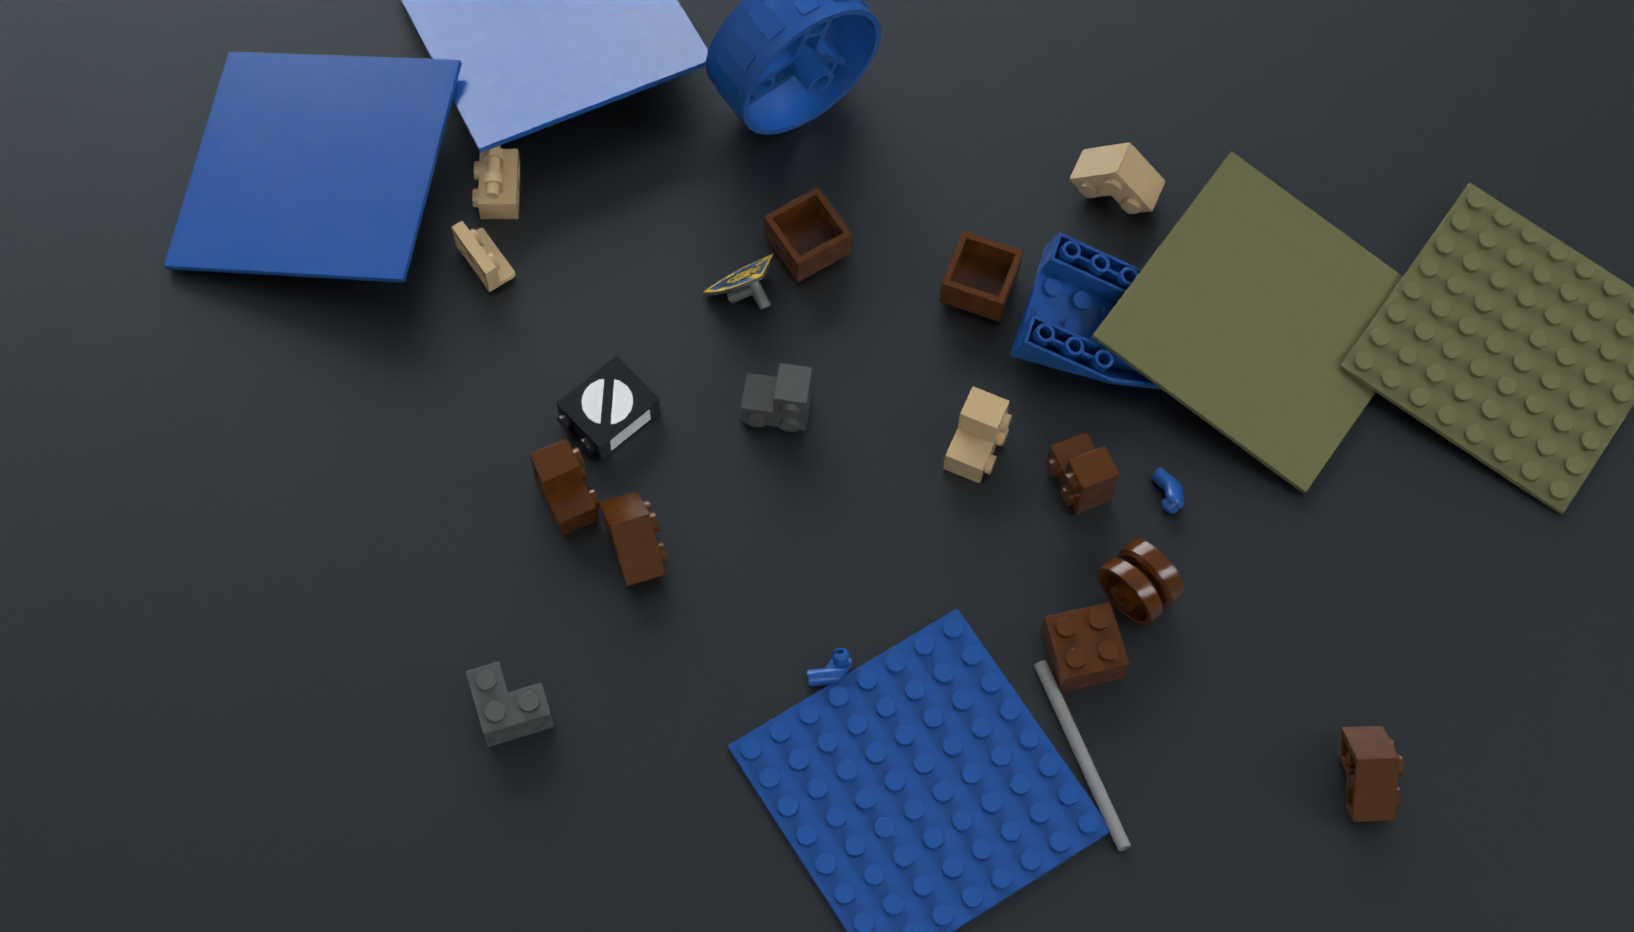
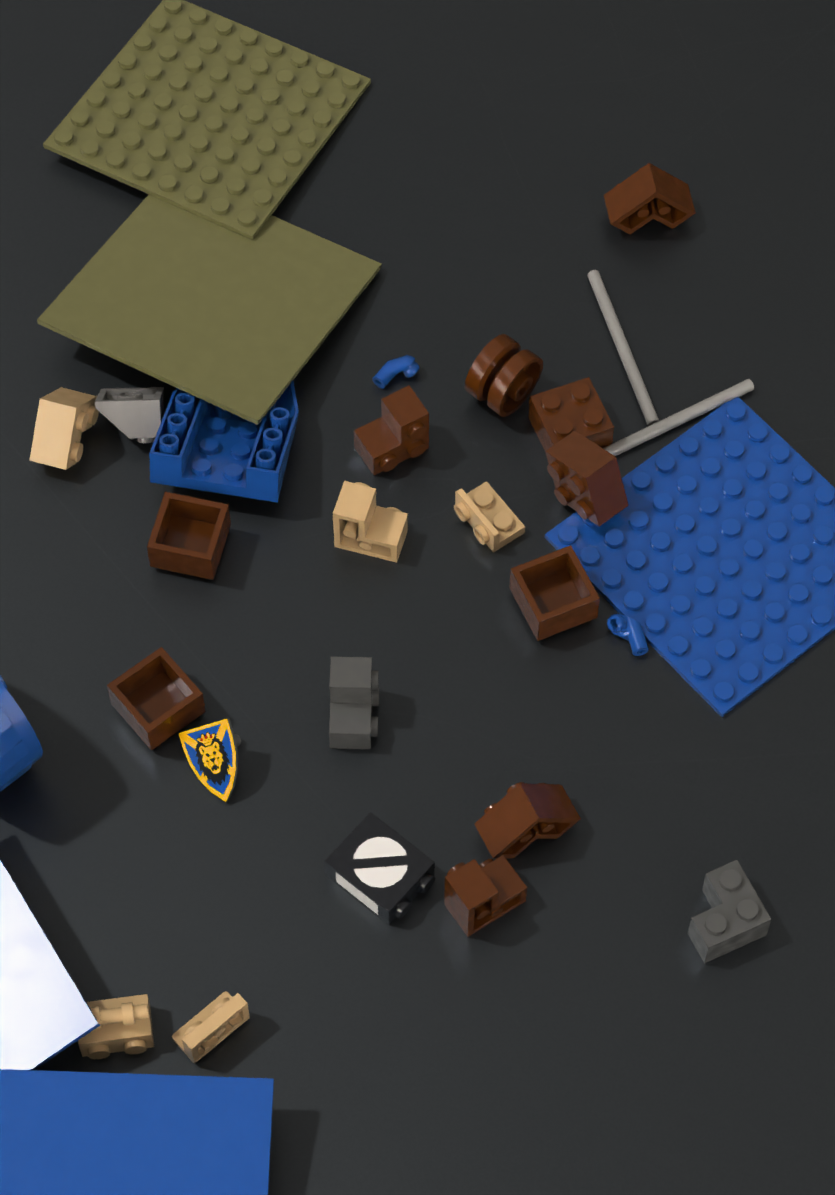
camera: 95 degrees left, 5 degrees down
(876, 596) = (554, 593): none -> reddish brown piece
(982, 554) = (488, 516): none -> tan bracket
(1000, 639) = (586, 478): none -> reddish brown piece
(1134, 233) = (133, 410): none -> light grey slope
(1183, 721) = (622, 347): none -> light grey piece

